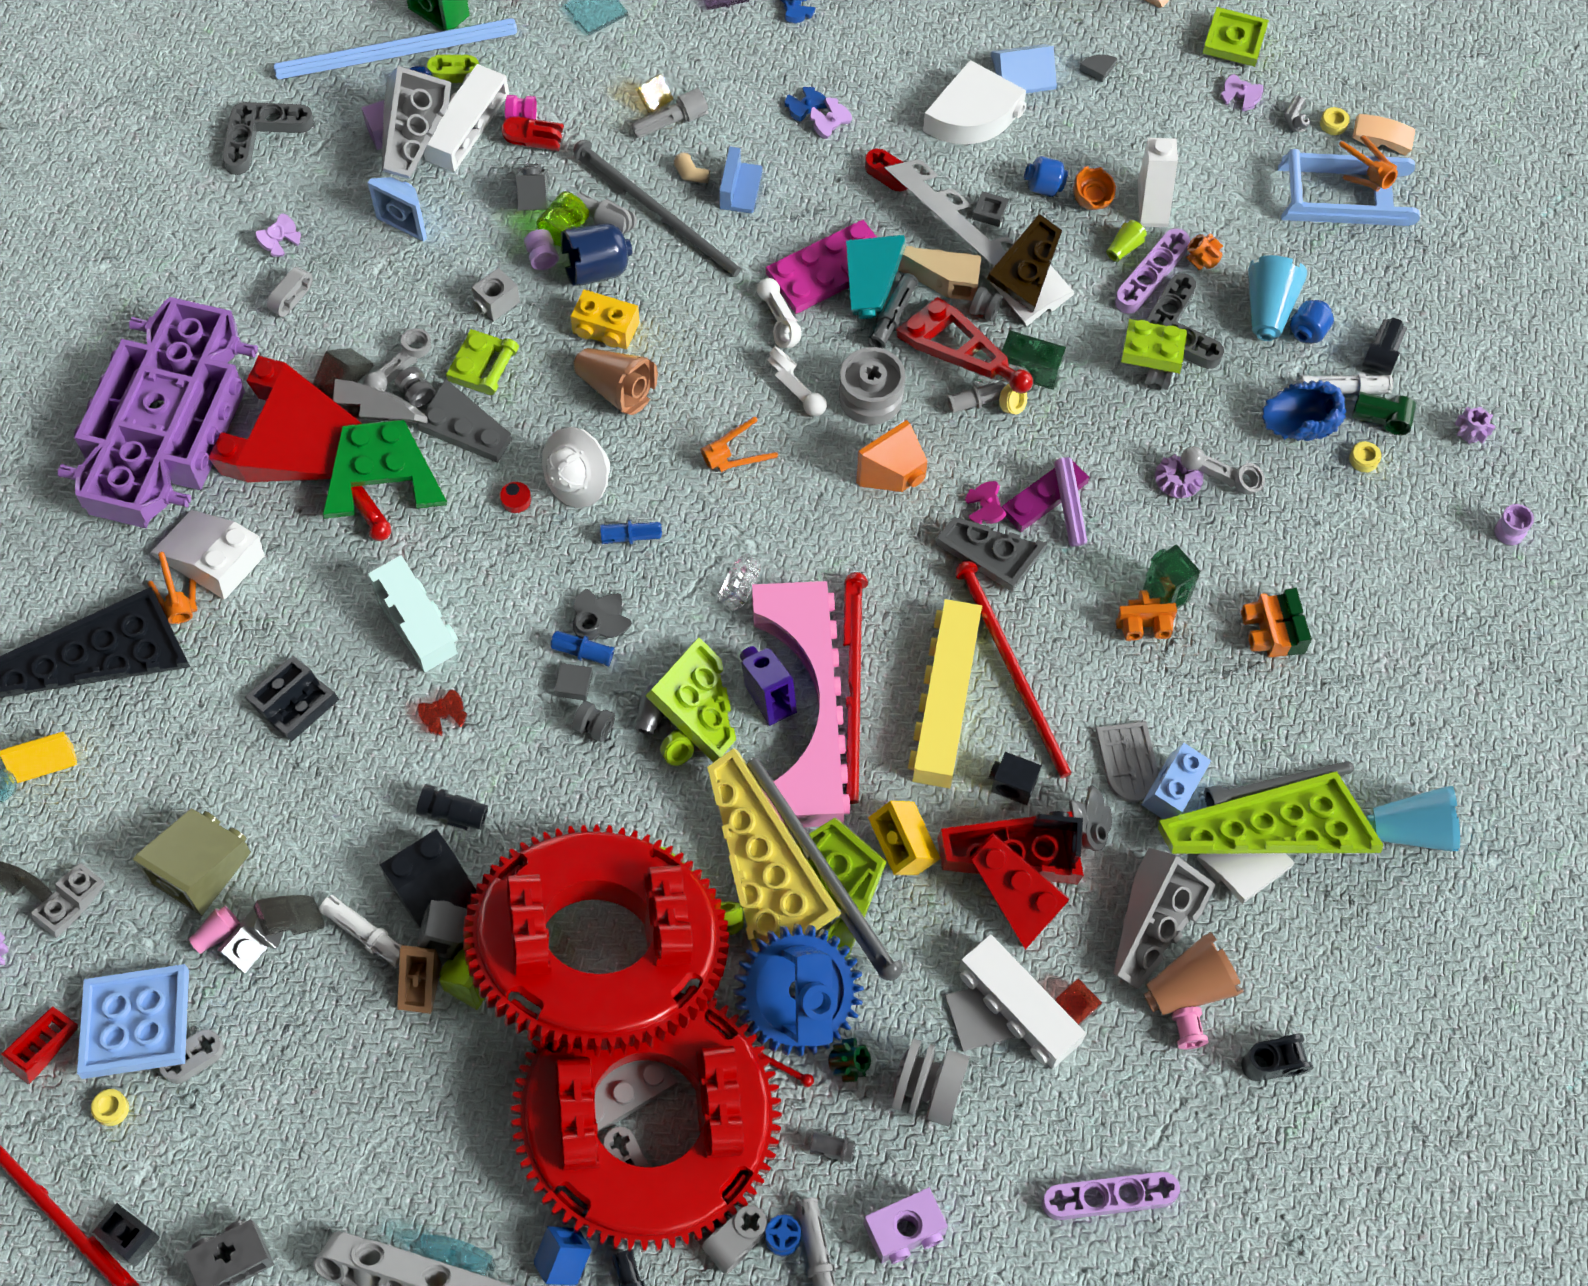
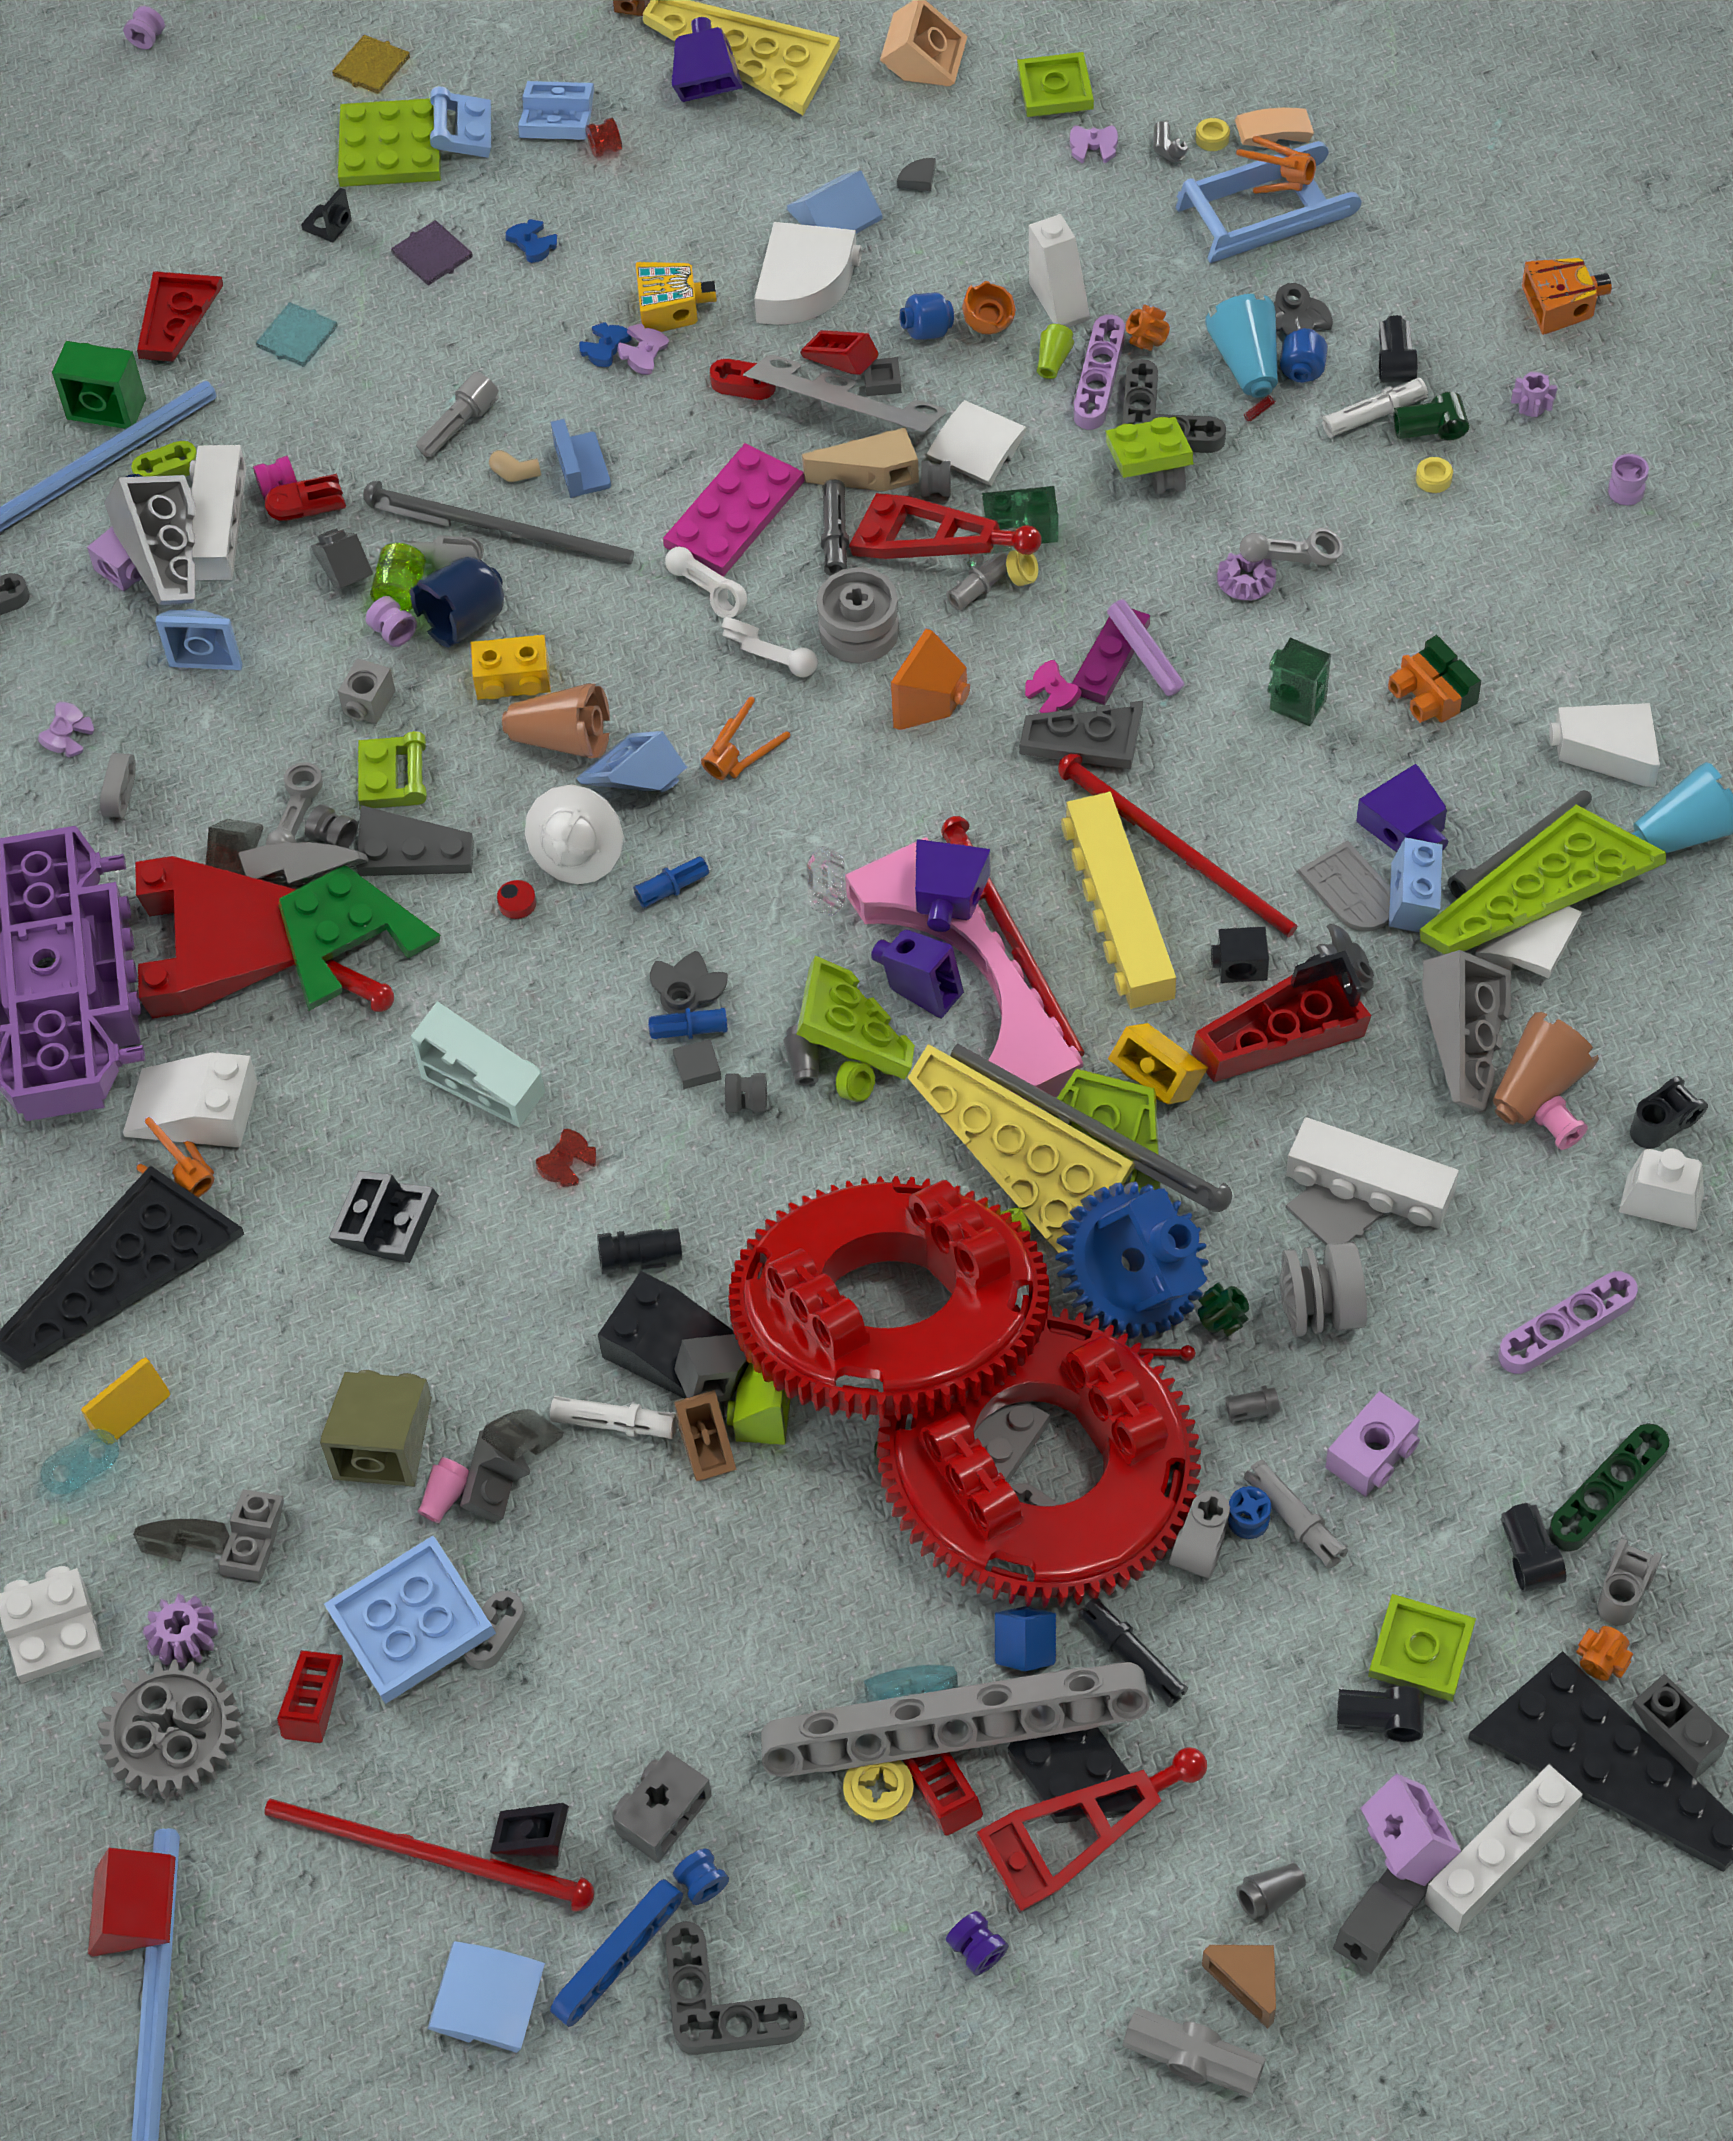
camera: 20 degrees left, 5 degrees down
(110, 1107) = (431, 1722): light yellow tile -> none
(652, 432) = (637, 763): none -> light blue slope
(654, 93) = (424, 399): clear yellow plate -> none
(820, 625) = (949, 881): none -> dark purple torso
(868, 85) = (670, 295): none -> yellow torso
(872, 272) = (791, 493): teal slope -> none
(970, 177) = (846, 350): none -> red slope
(1018, 888) = (1311, 1058): red wing -> none
(1026, 263) = (960, 415): dark brown wing -> none
(1078, 1001) = (1433, 1144): clear red plate -> none
(1146, 613) = (1290, 729): orange hips -> none
(1200, 719) = (1403, 809): none -> dark purple torso
(1241, 1123) = (1664, 1188): none -> white torso
(1257, 349) = (1257, 408): none -> red leg
(1305, 411) = (1349, 449): blue piece -> none
(1326, 288) = (1305, 313): none -> dark grey plate
(1389, 730) = (1609, 740): none -> white slope
(1539, 352) = (1562, 292): none -> orange torso

